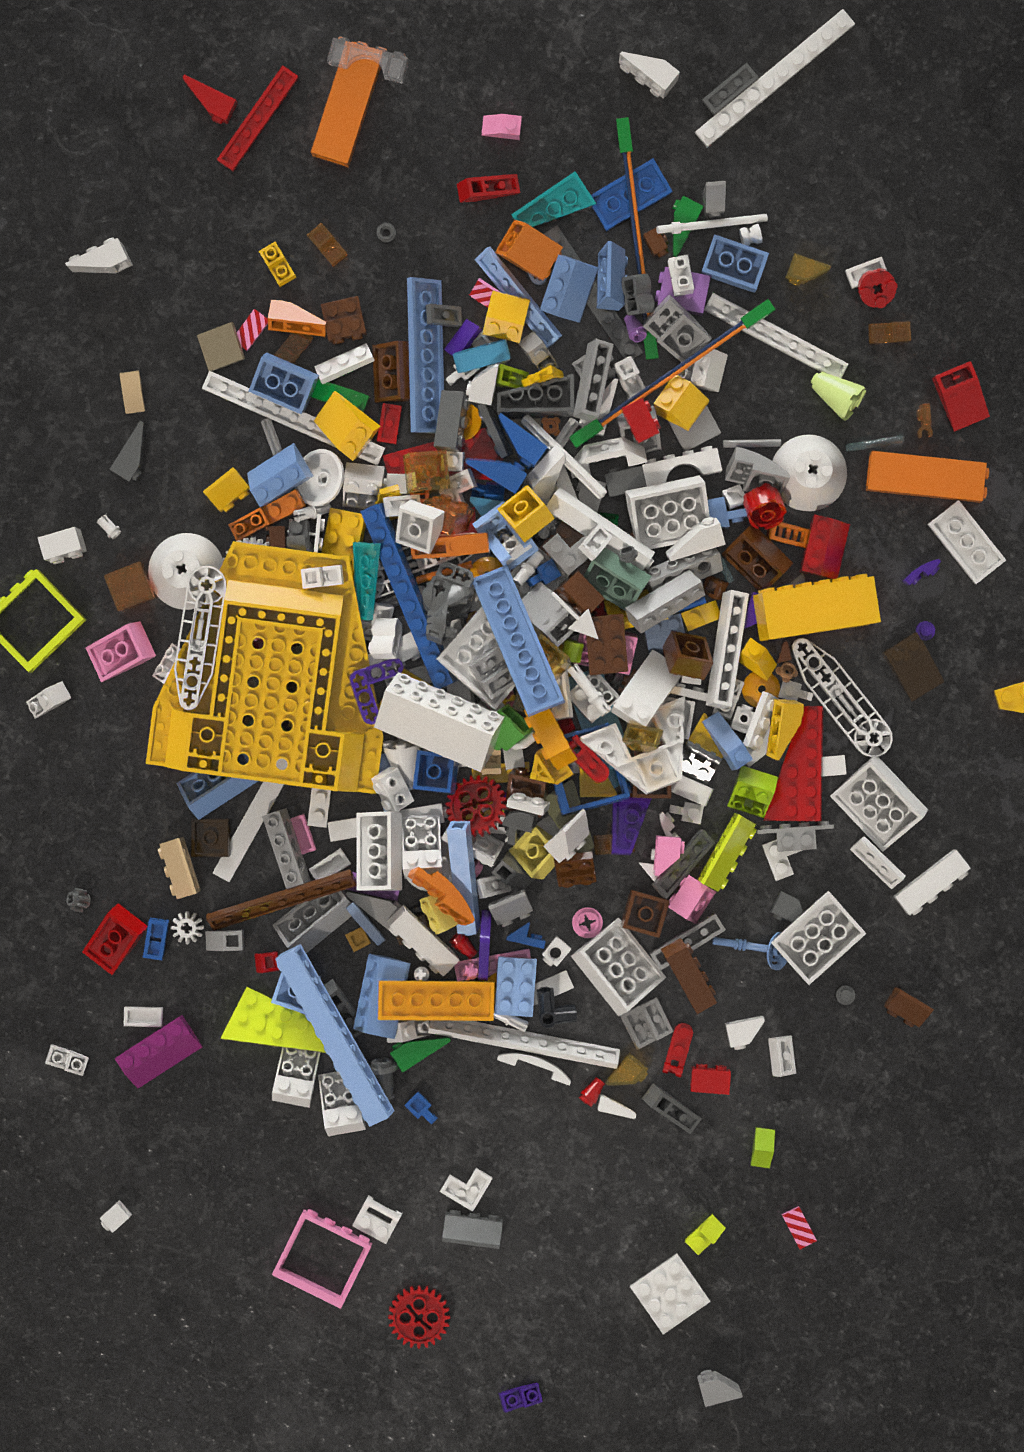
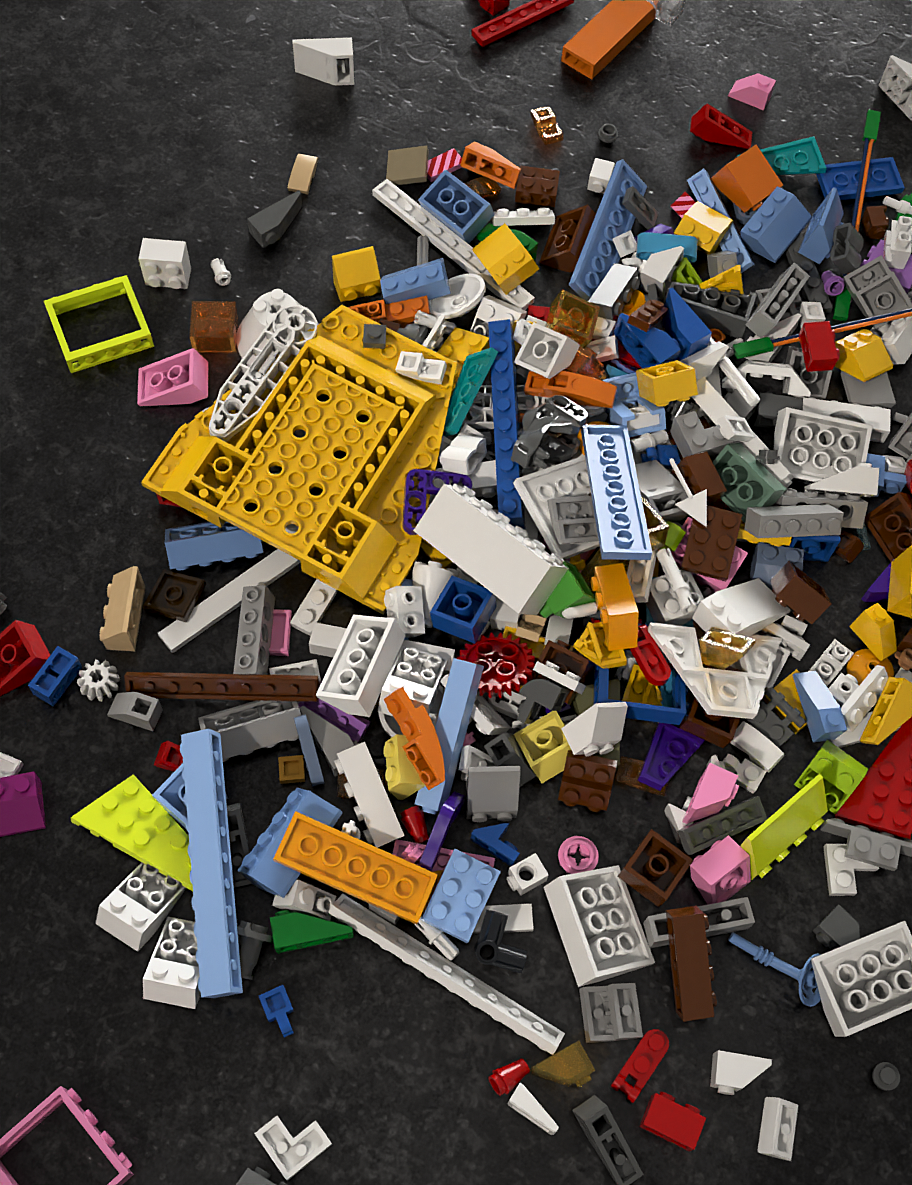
camera: 20 degrees right, 25 degrees down
(48, 699) = (73, 397): white slope -> none
(273, 562) = (374, 336): none -> dark grey plate
(277, 264) = (492, 124): yellow slope -> none
(373, 1224) = (147, 1148): white plate -> none
(389, 423) = (547, 281): red plate -> none
(396, 289) = (600, 175): none -> white brick
(443, 361) = (625, 244): none -> white plate
(489, 452) = (648, 315): none -> reddish brown plate
(512, 1057) = (421, 988): white slope -> none
(700, 615) = (823, 566): yellow slope -> none
(727, 649) = (846, 606): white brick -> none

